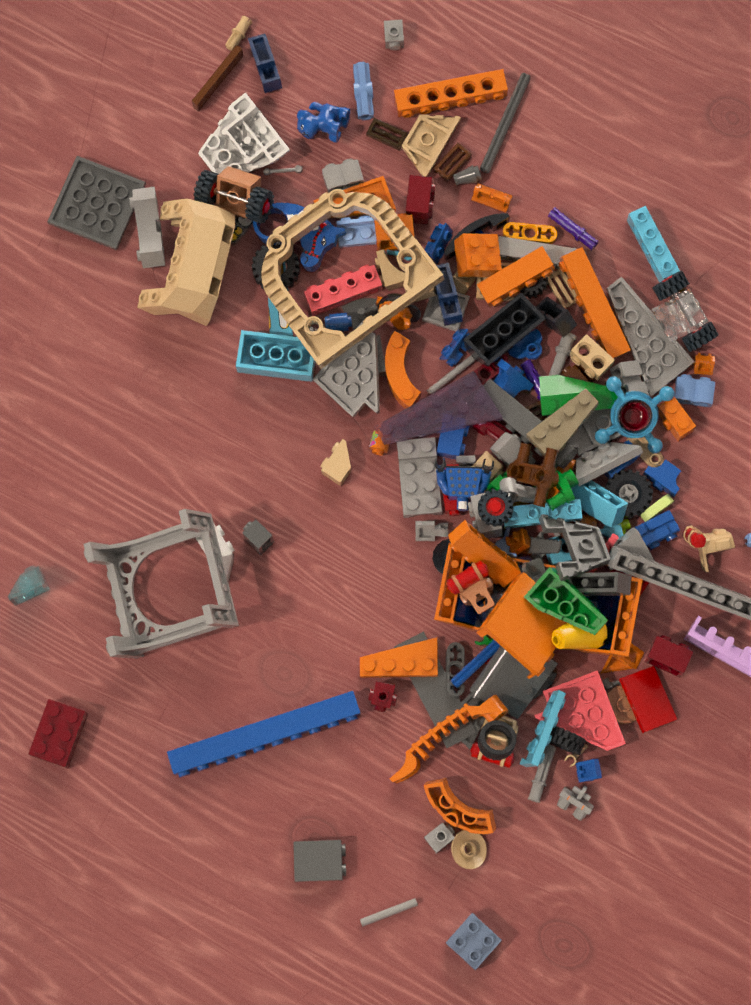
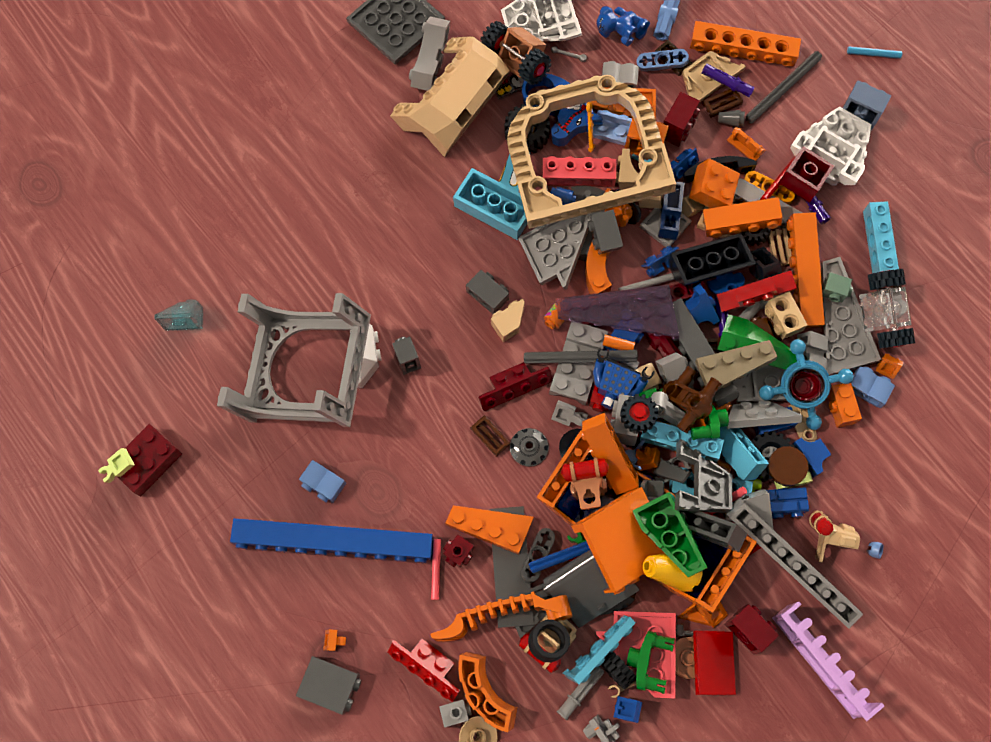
camera: 20 degrees right, 5 degrees down
(41, 747) = (118, 465): none -> yellowish green plate
(231, 685) = (322, 481): none -> medium blue brick
(304, 821) = (331, 640): none -> orange tile
(306, 444) = (487, 291): none -> dark grey brick
(336, 240) = (590, 126): none -> light orange piece
(363, 586) = (500, 447): none -> reddish brown tile
(367, 153) = (676, 64): none -> medium blue beam
(367, 522) = (514, 383): none -> dark red bracket
(368, 720) = (436, 569): none -> coral bar
(394, 345) = (605, 232): none -> dark grey brick
(397, 806) = (428, 665): none -> red bracket
(403, 584) = (526, 456): none -> dark grey dish
(417, 472) = (579, 356): none -> dark grey axle
(449, 140) = (728, 80): none -> dark purple pin
(449, 446) = (618, 343): none -> orange axle
(537, 221) = (775, 185): none -> red bar
(556, 345) = (756, 291): none -> red bracket
(559, 209) = (806, 174): none -> dark red brick
(576, 168) = (839, 140): none -> white wedge
(578, 51) = (874, 52): none -> dark azure bar
(583, 724) = (640, 659): none -> green connector
(589, 114) = (867, 102): none -> sand blue brick
(629, 310) = (836, 287): none -> sand green brick
(646, 497) = (787, 466): none -> reddish brown tile

